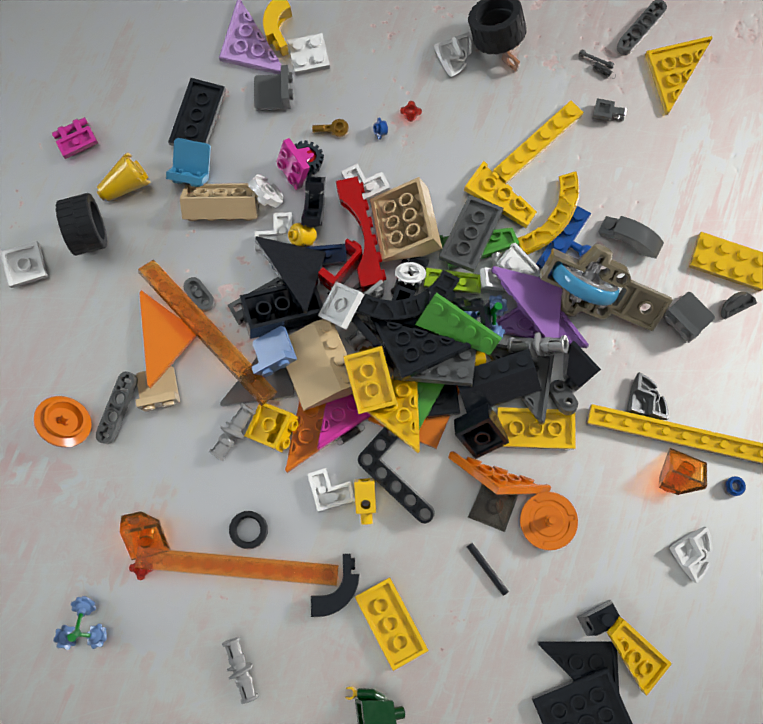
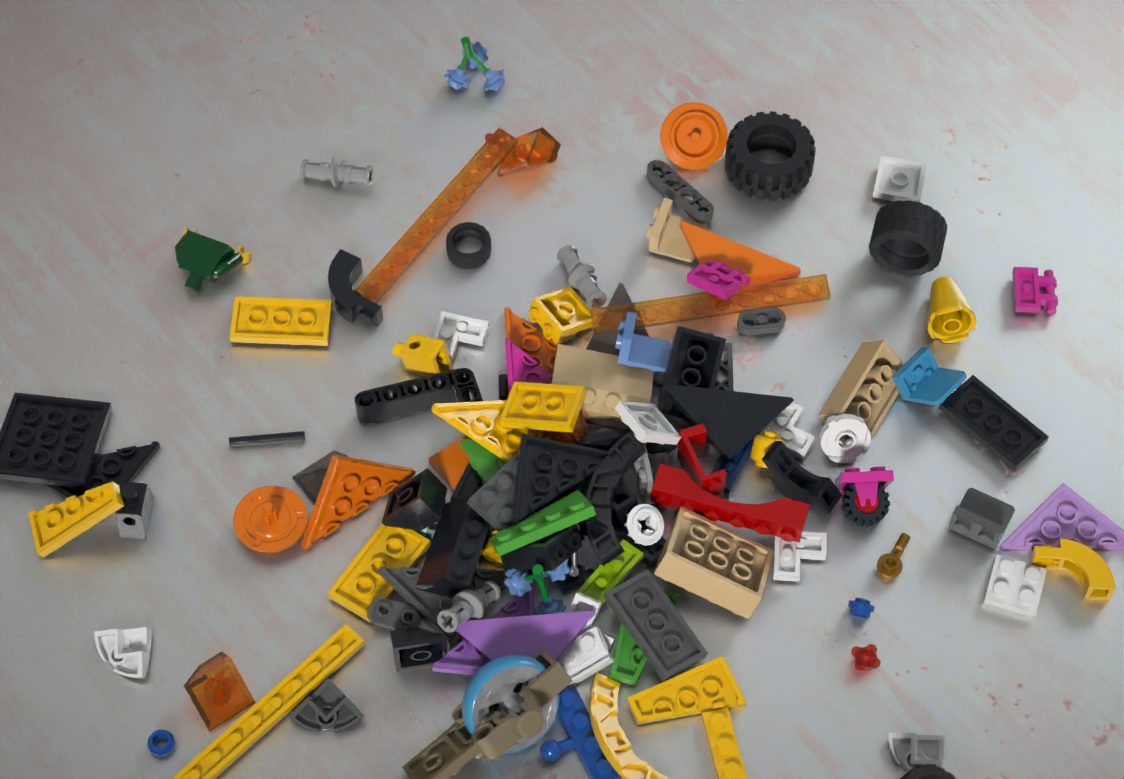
camera: 120 degrees right, 20 degrees down
(32, 345) = (774, 133): none -> black tyre
(191, 334) = (718, 278): none -> dark pink plate

